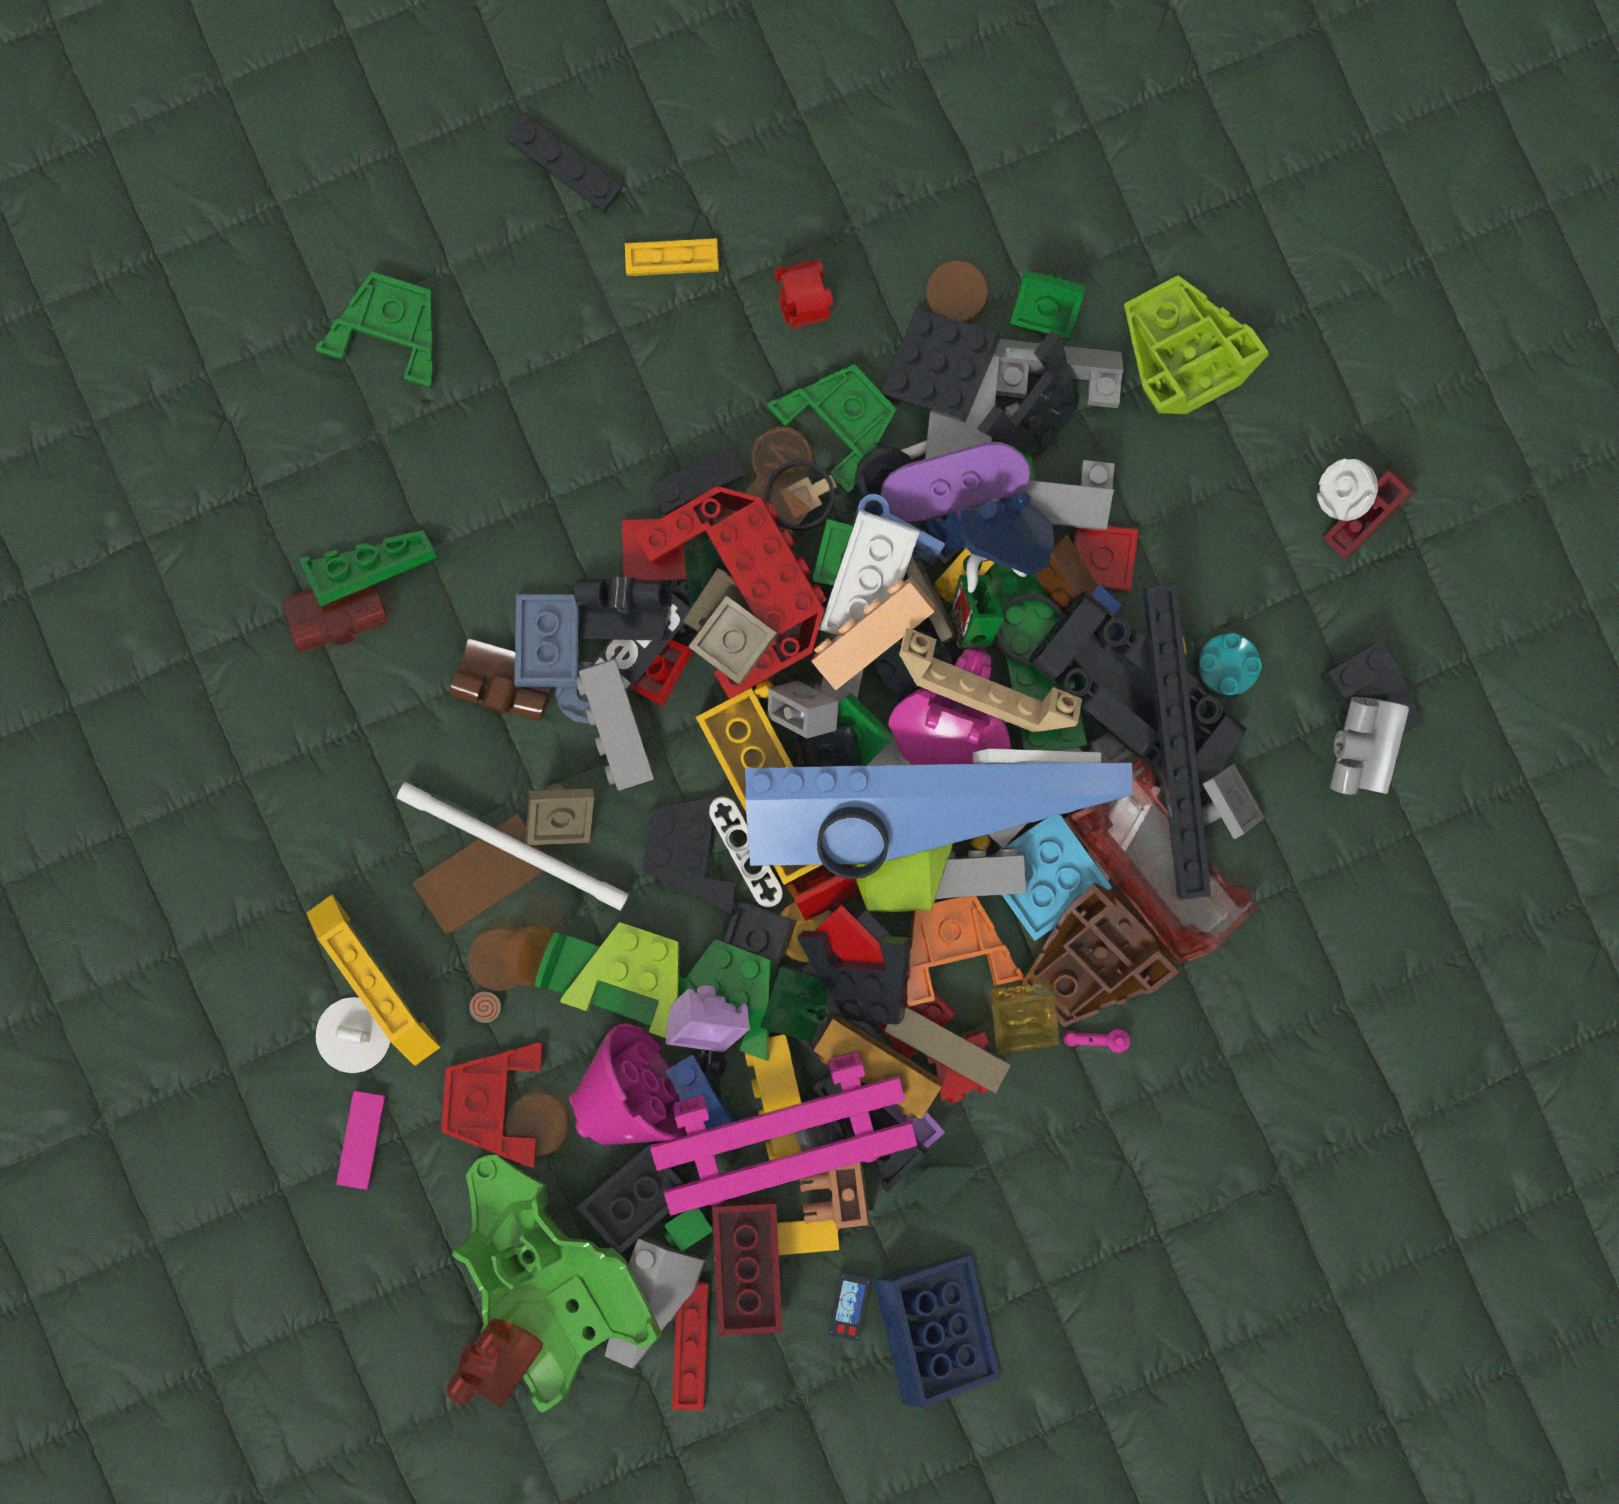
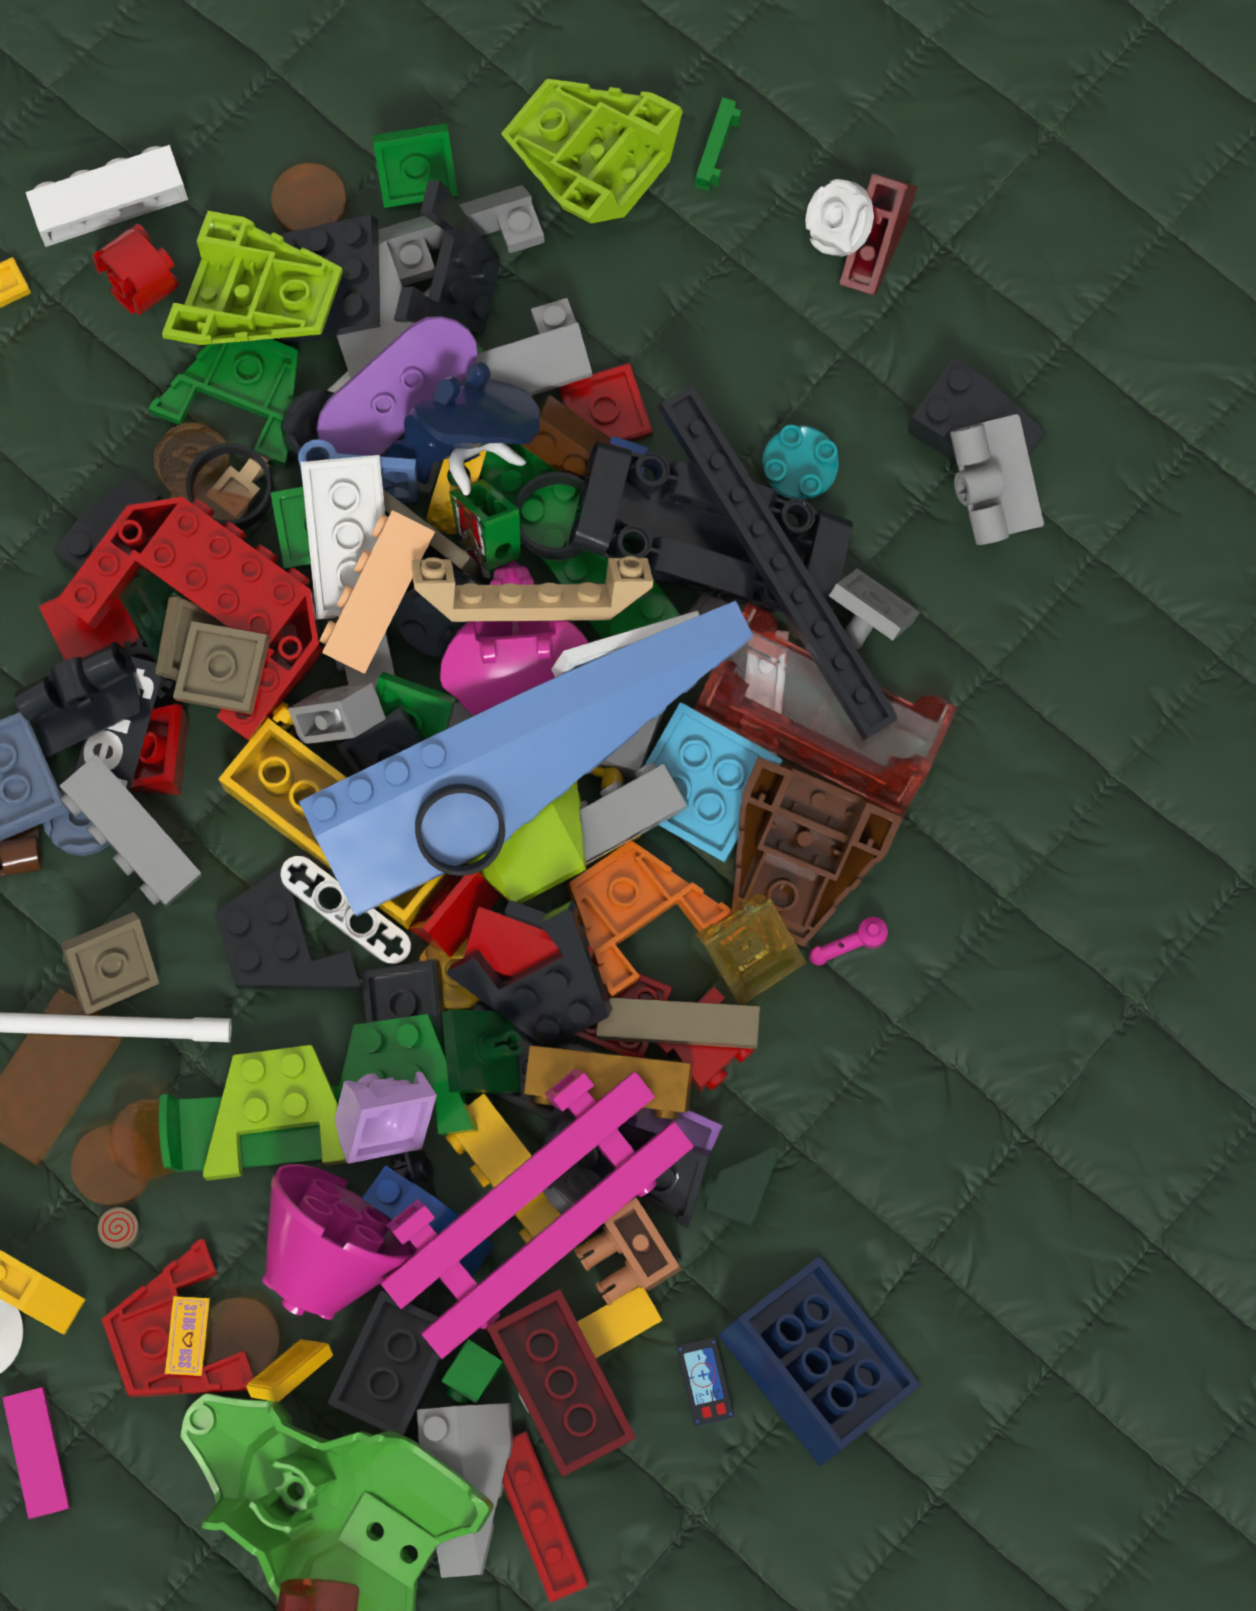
camera: 20 degrees left, 10 degrees down
(500, 1109) = (187, 1336): none -> yellow sticker
(561, 1168) = (289, 1370): none -> yellow tile
(807, 221) = (106, 195): none -> white brick
(883, 349) = (252, 287): none -> lime wedge
(1264, 406) = (725, 118): none -> green piece

